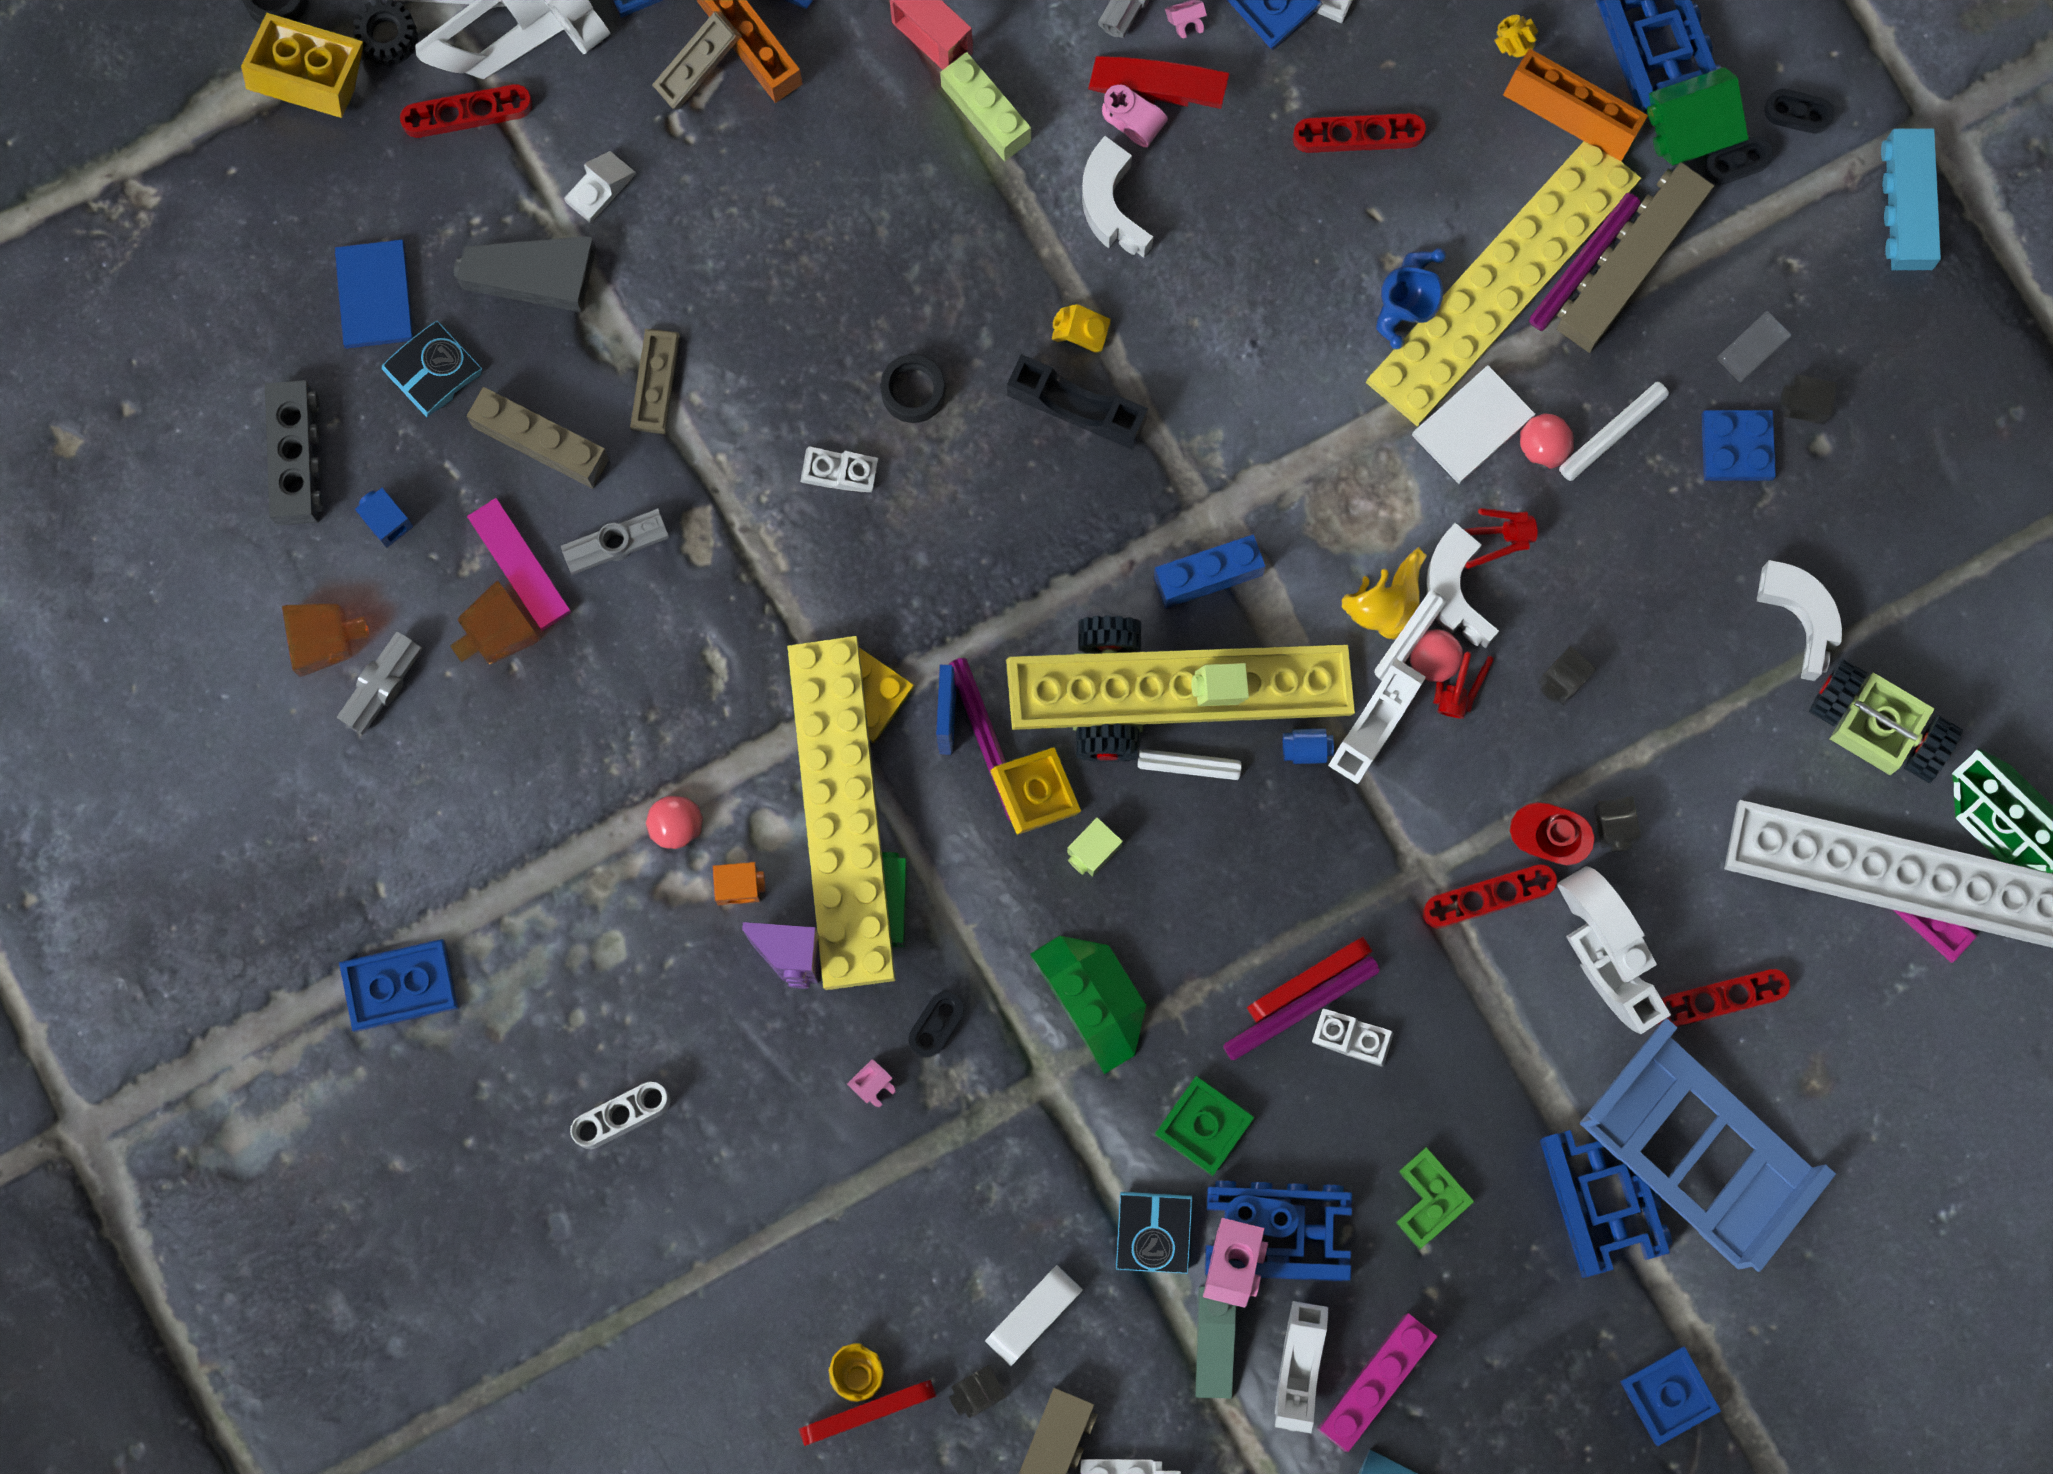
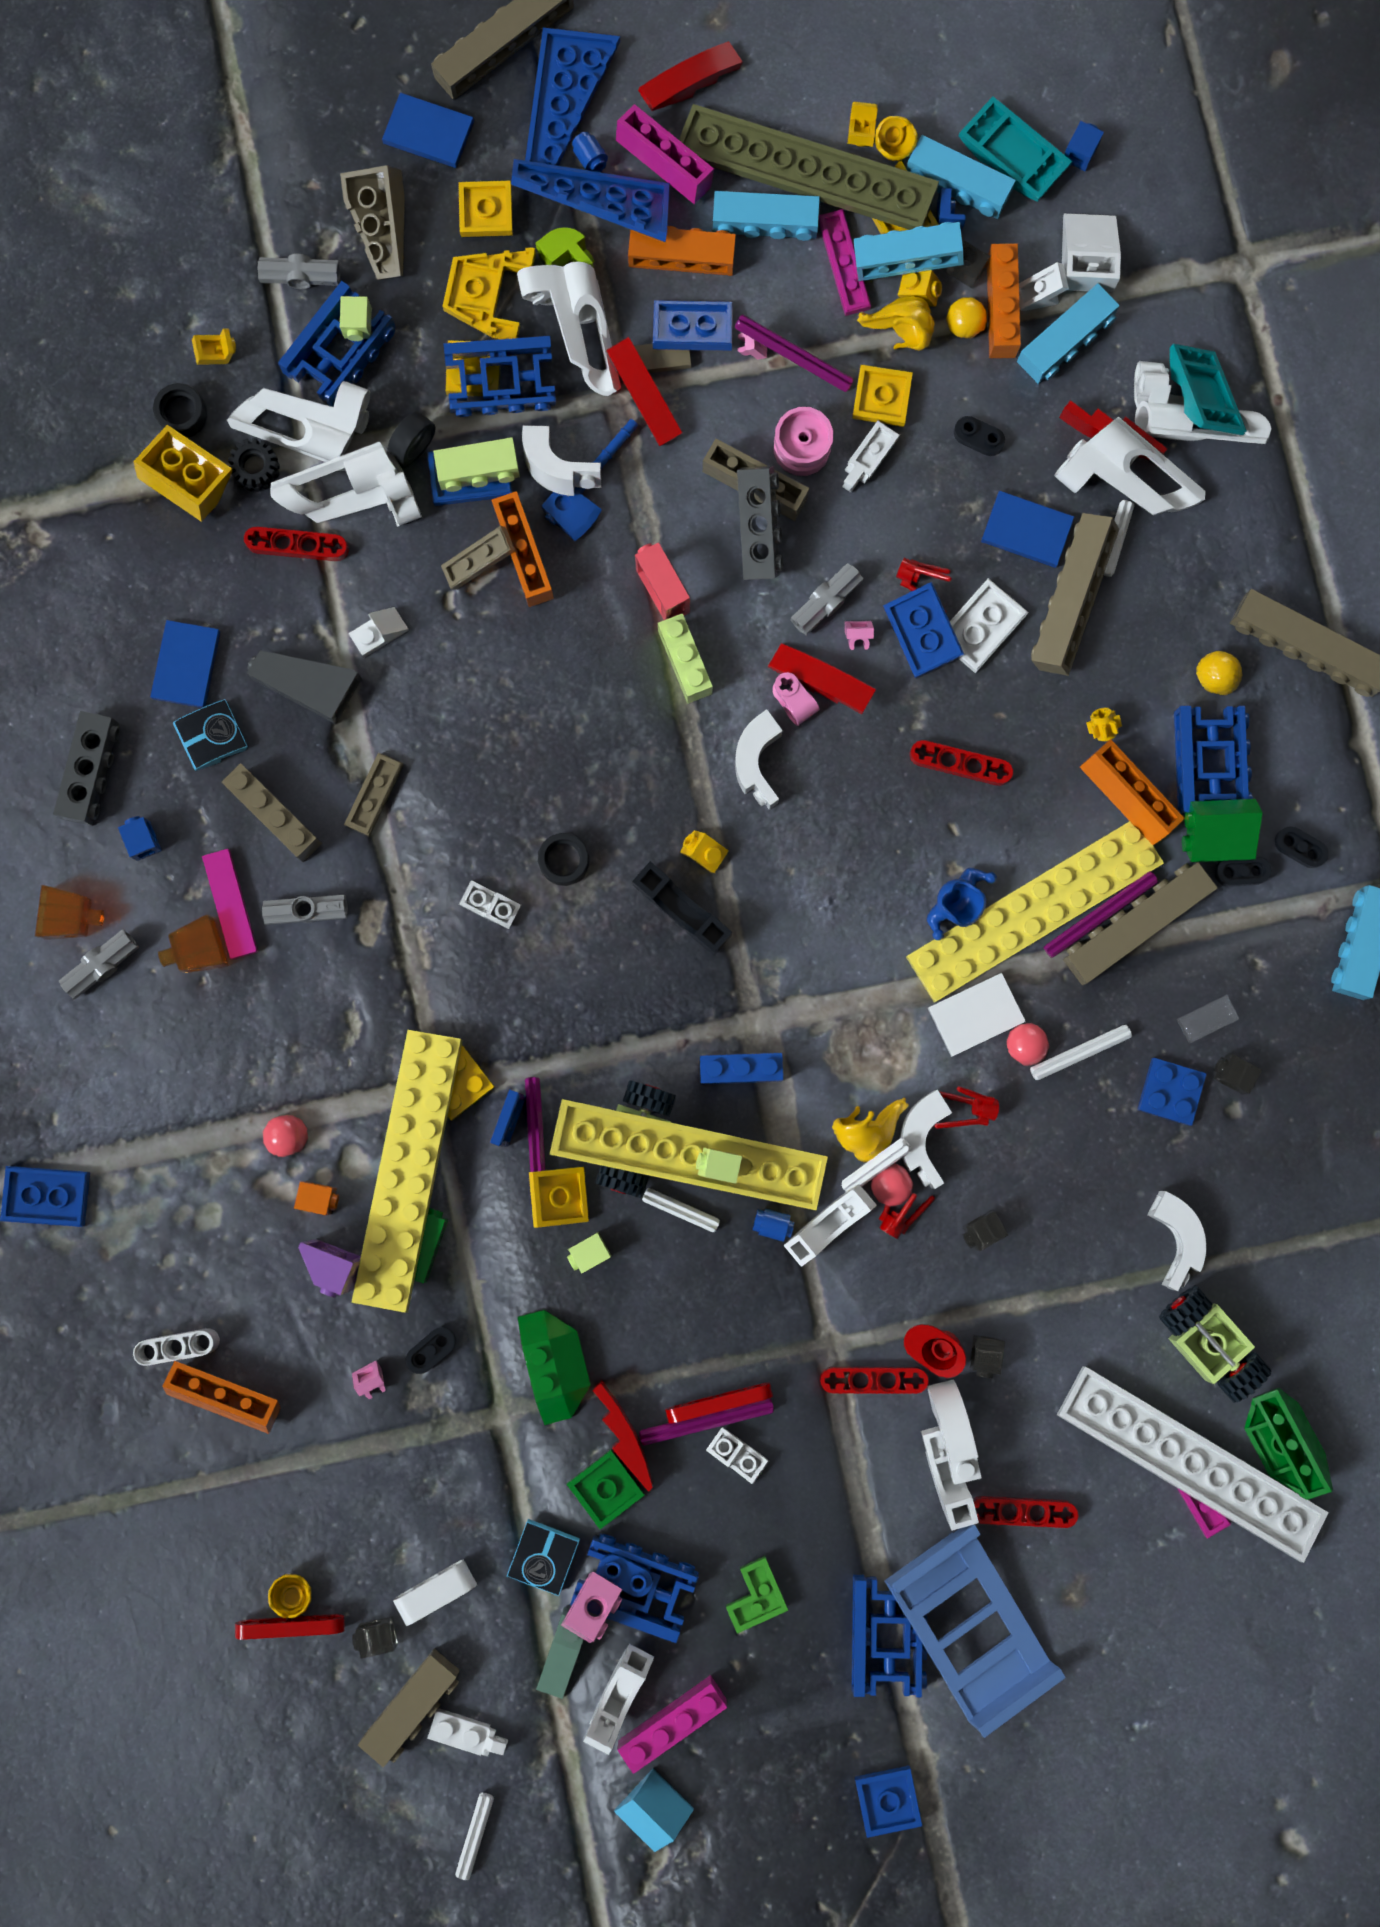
camera: 15 degrees right, 5 degrees up
(696, 1156) = (221, 1397): none -> orange brick
(1215, 1064) = (628, 1445): none -> red slope

